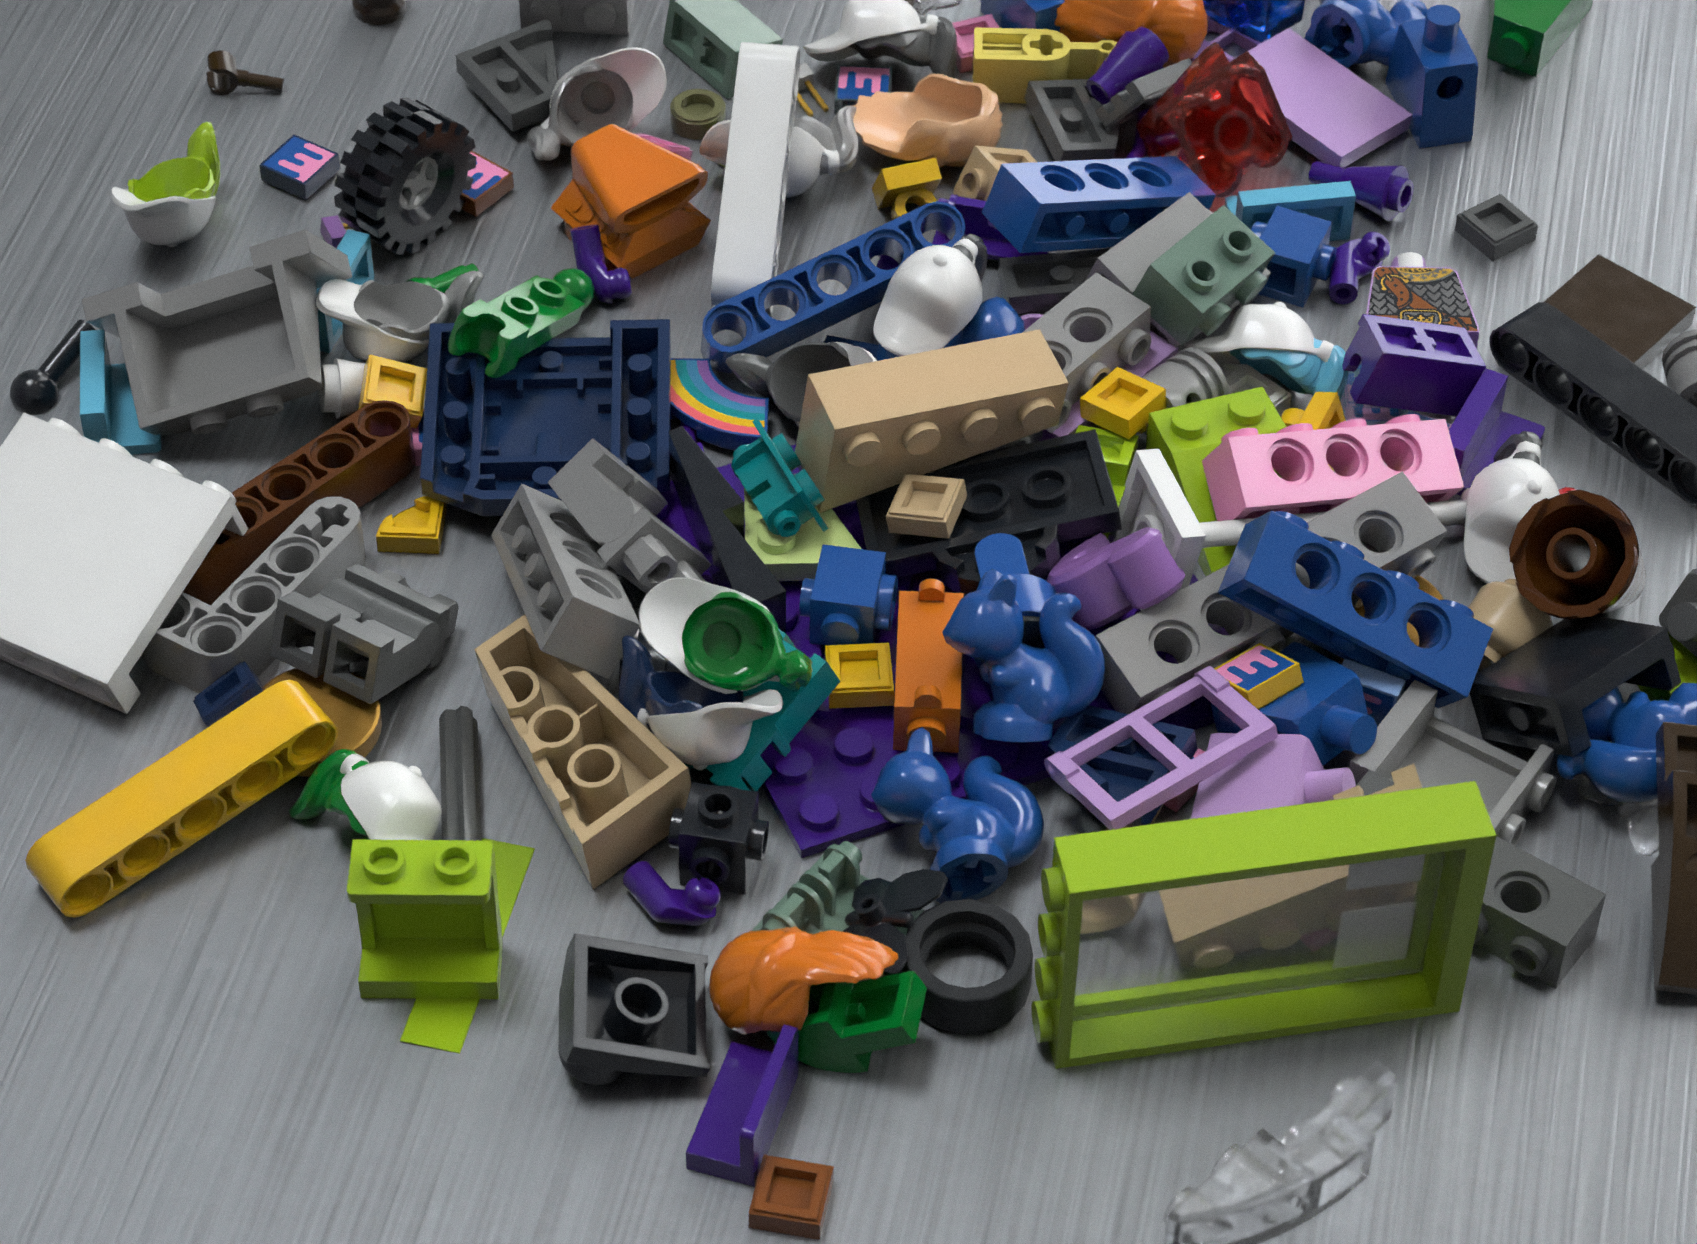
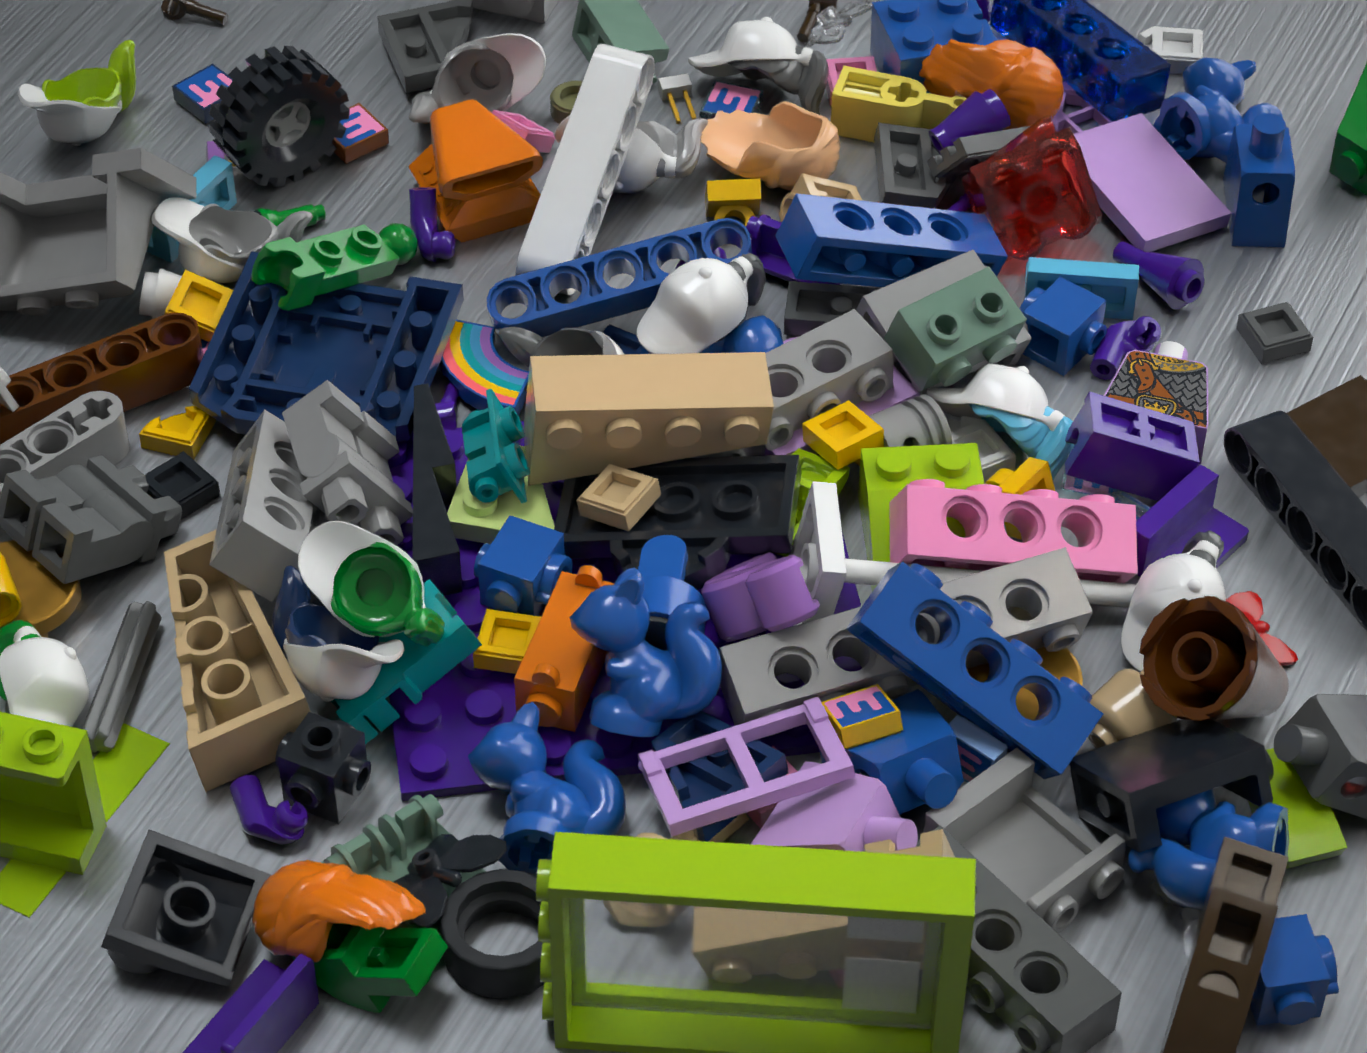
camera: 15 degrees right, 0 degrees up
(444, 575) = (184, 482): none -> black tile

